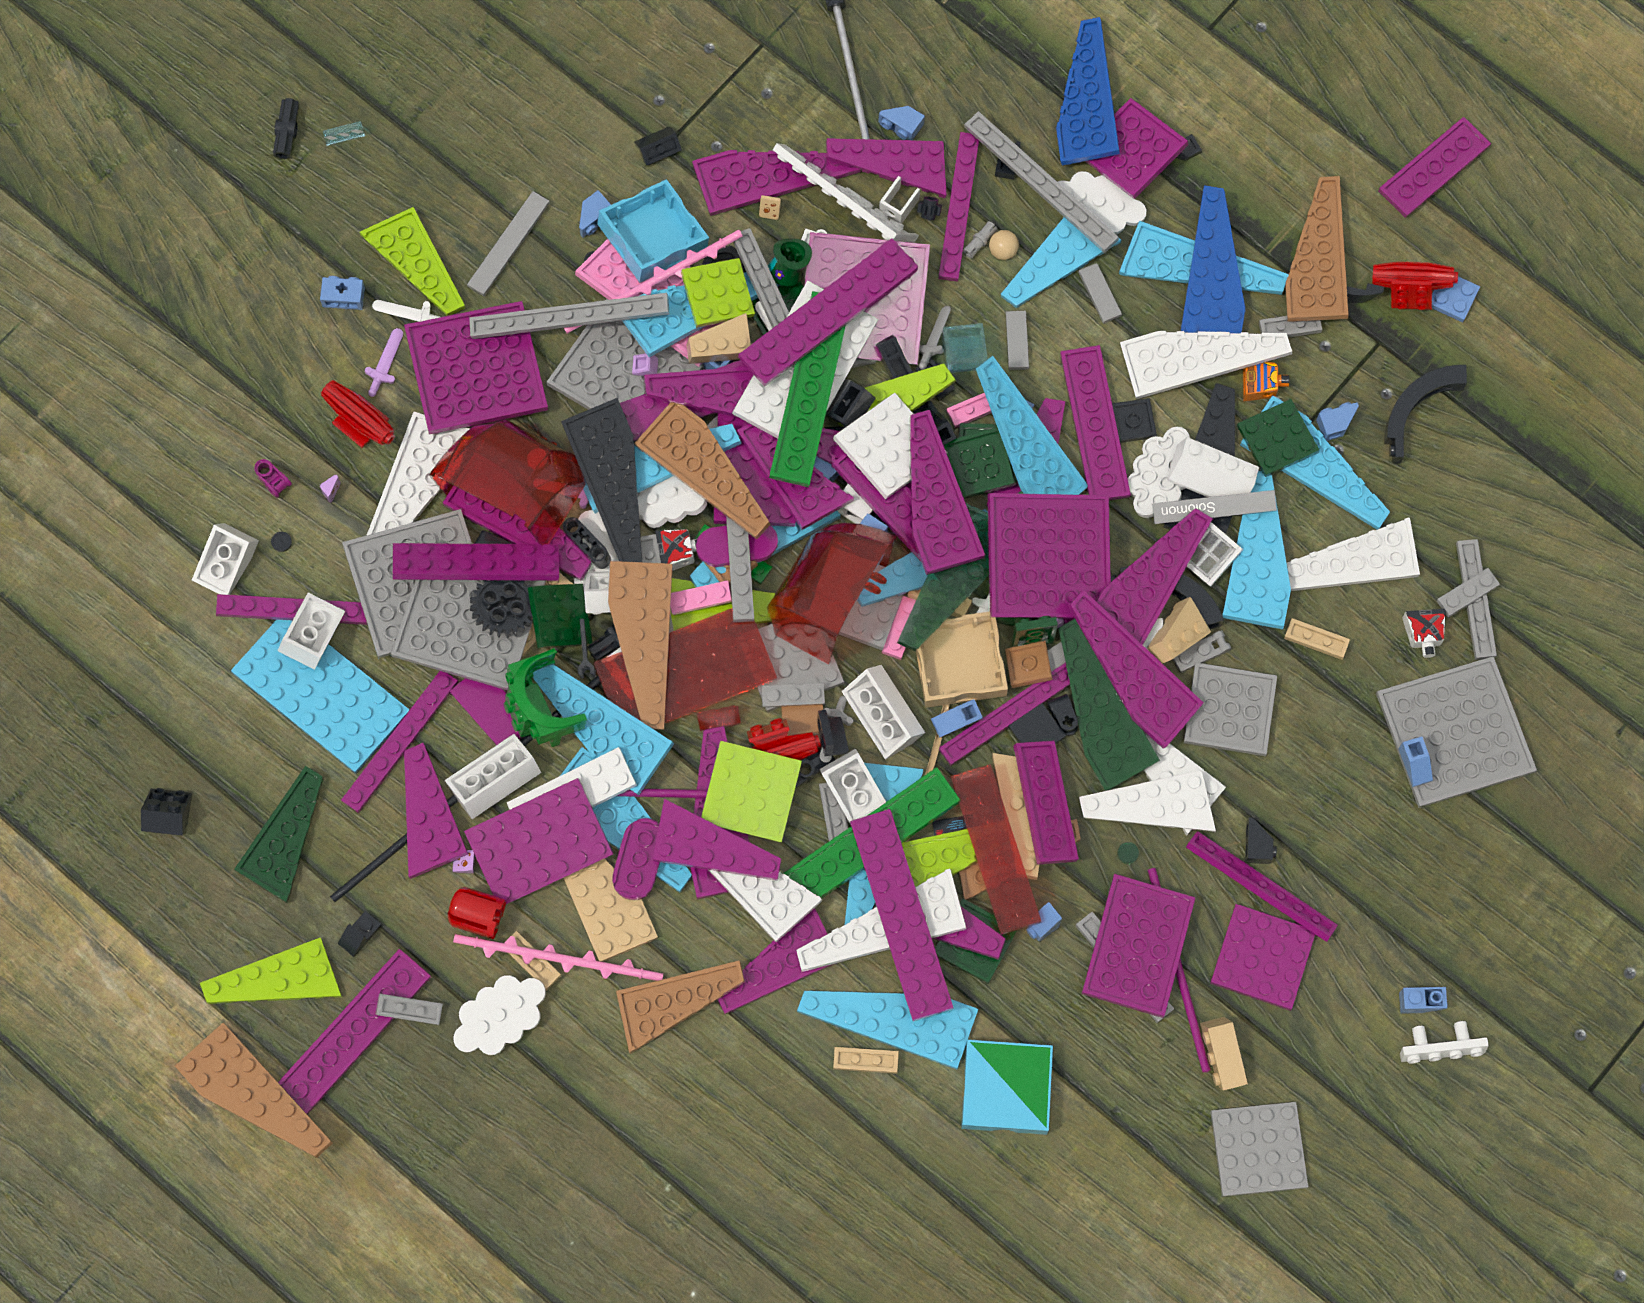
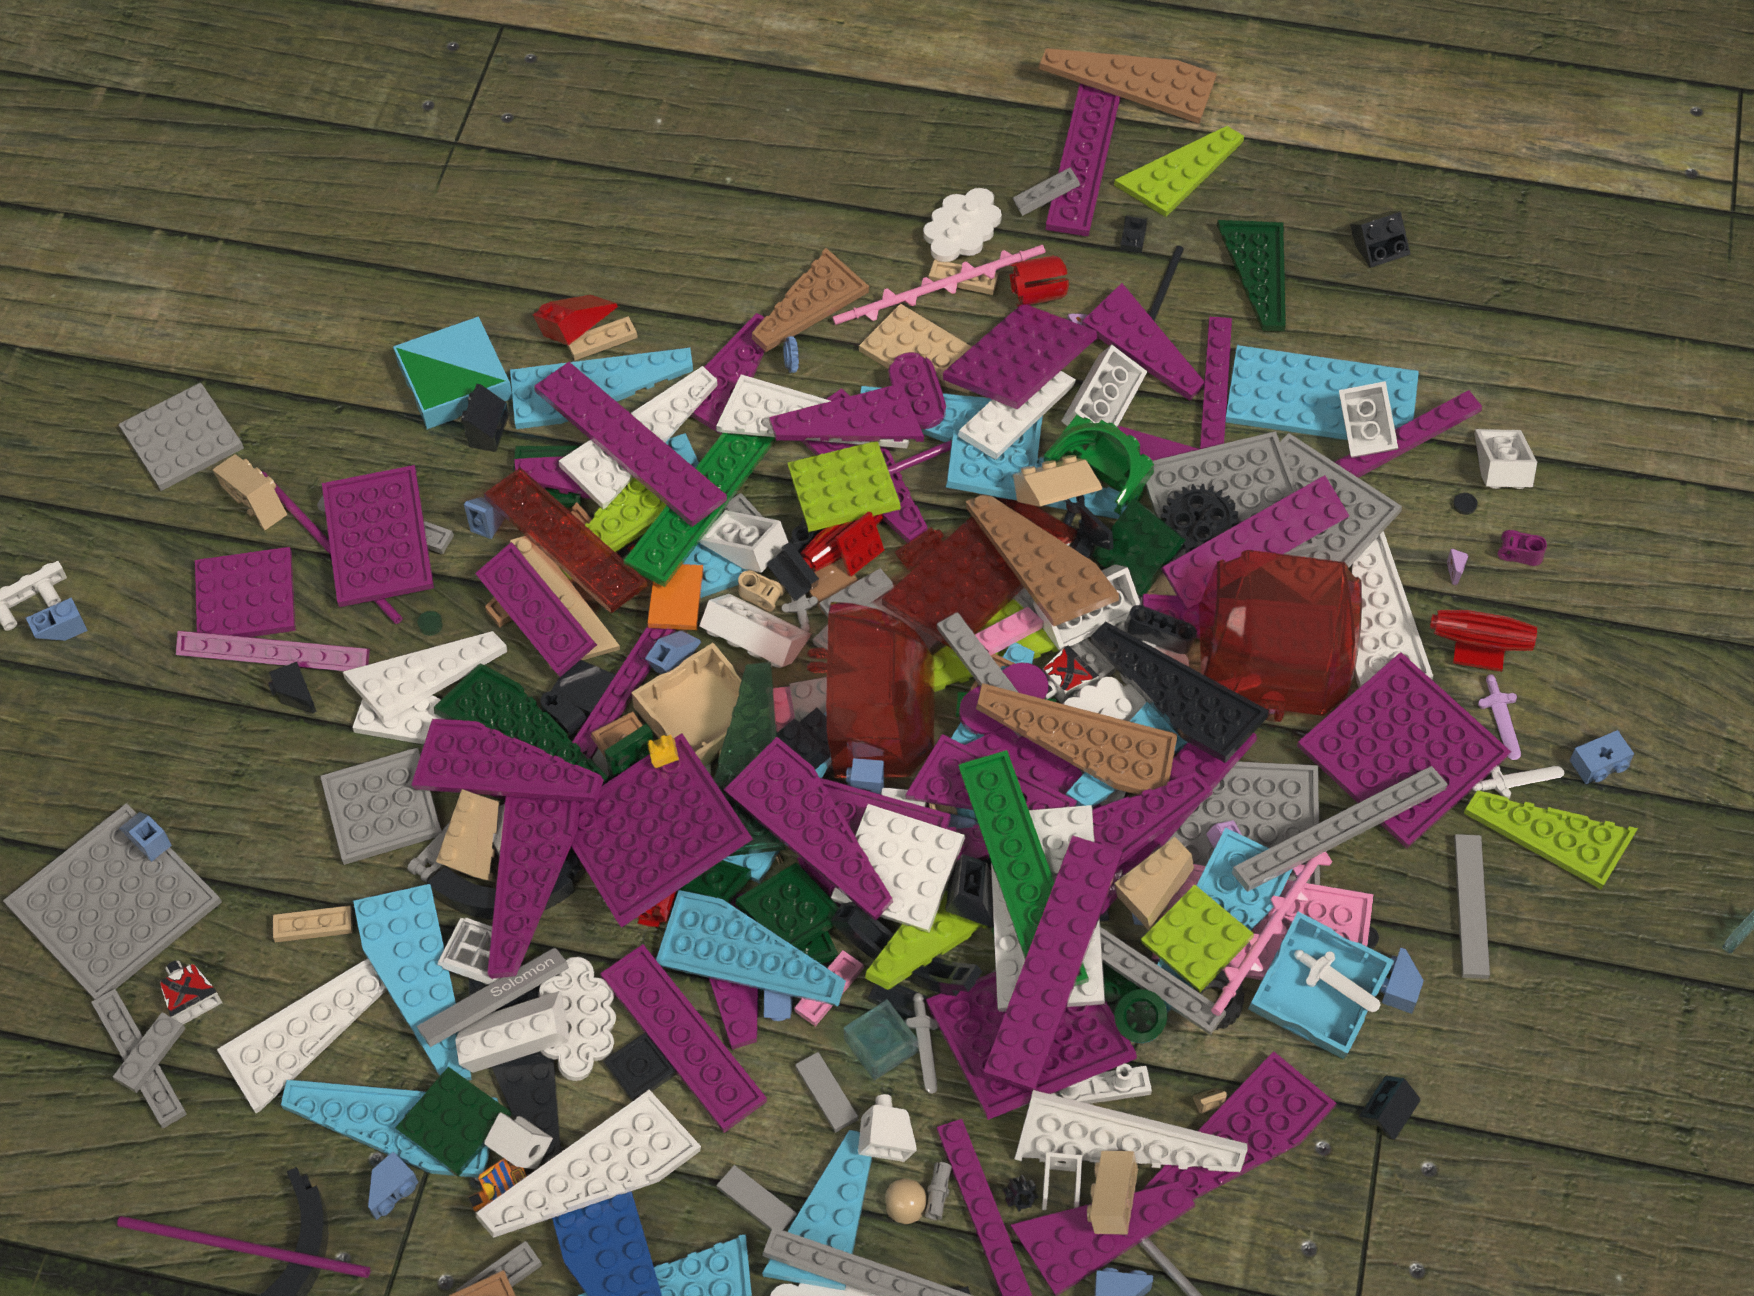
camera: 155 degrees right, 15 degrees down
(592, 688) = (1055, 481): none -> tan slope
(646, 237) = (1322, 970): none -> white sword
(720, 950) = (790, 354): none -> medium blue gear
(861, 740) = (762, 593): none -> tan piece
(875, 168) = (1113, 1192): none -> tan brick
(877, 1089) = (571, 317): none -> red slope
(901, 578) = (808, 737): none -> black plate
(931, 753) = (679, 601): none -> orange tile
(995, 286) = (886, 1132): none -> white torso
(1002, 1016) = (484, 419): none -> black slope
(1013, 607) = (663, 751): none -> yellow tile
(1240, 399) = (518, 1141): none -> white piece
(1451, 422) = (245, 1247): none -> magenta piece

